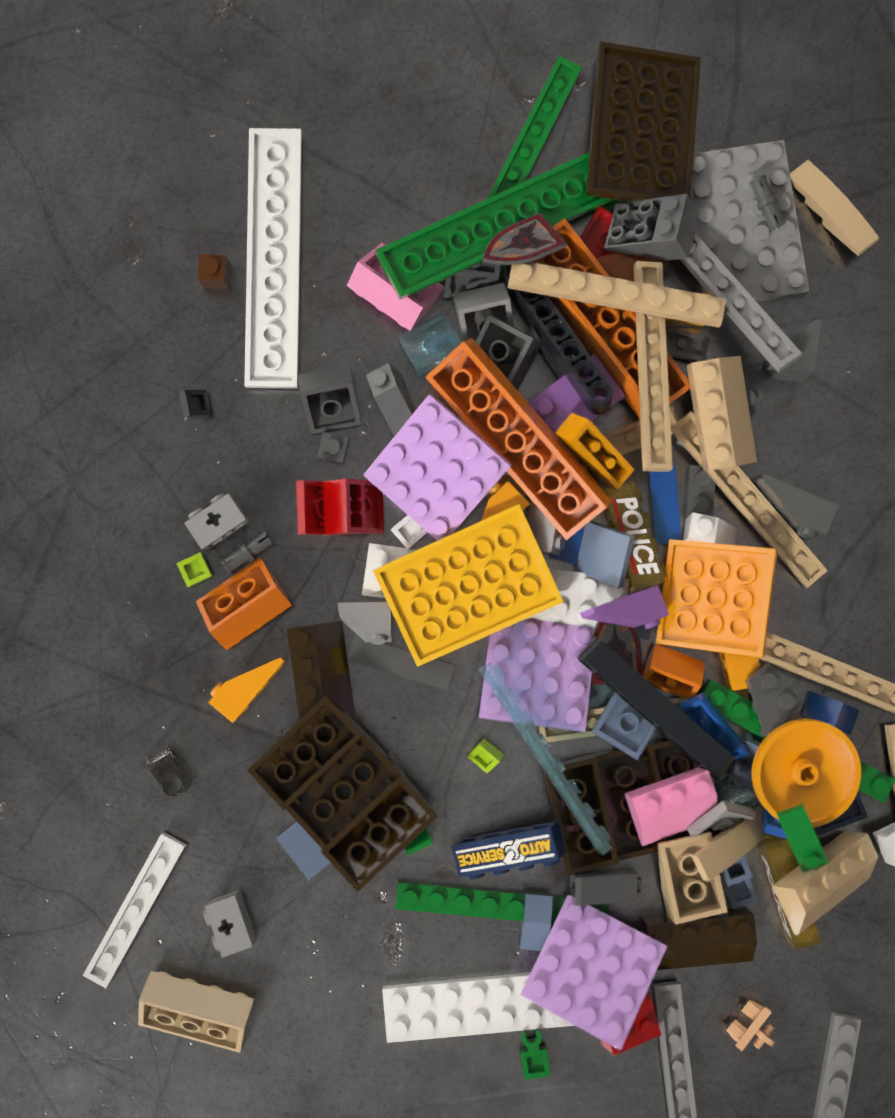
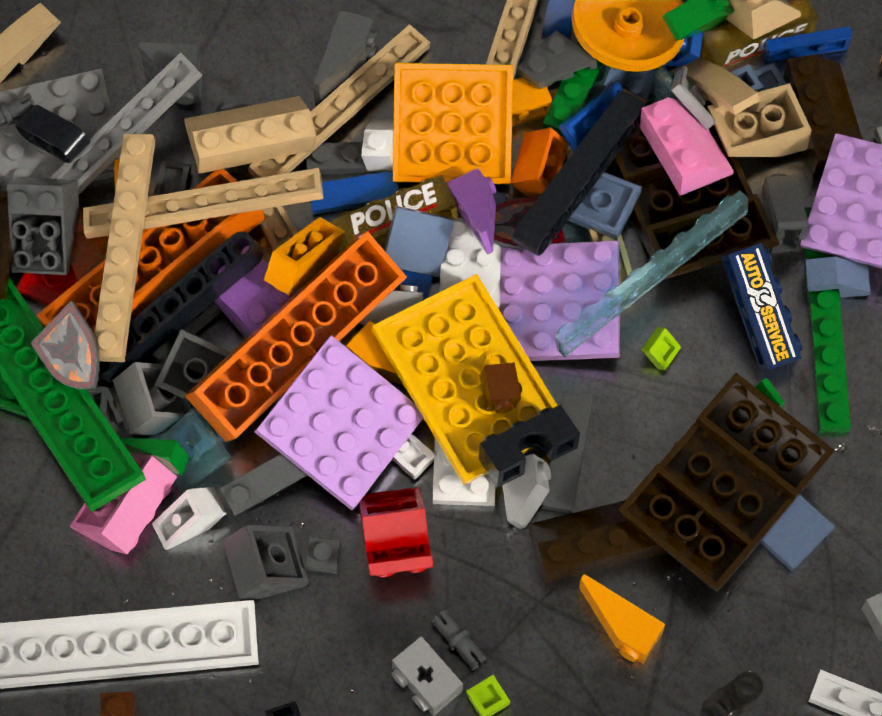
camera: 95 degrees left, 20 degrees down
(243, 604) = (521, 635): orange slope -> none
(375, 339) = (189, 516): none -> white slope
(407, 647) = (548, 430): none -> black arch
(424, 320) = (165, 451): none -> green slope
(450, 609) = (500, 387): none -> reddish brown brick
(738, 239) = (52, 134): none -> black beam
(772, 934) = (807, 44): none -> blue tile

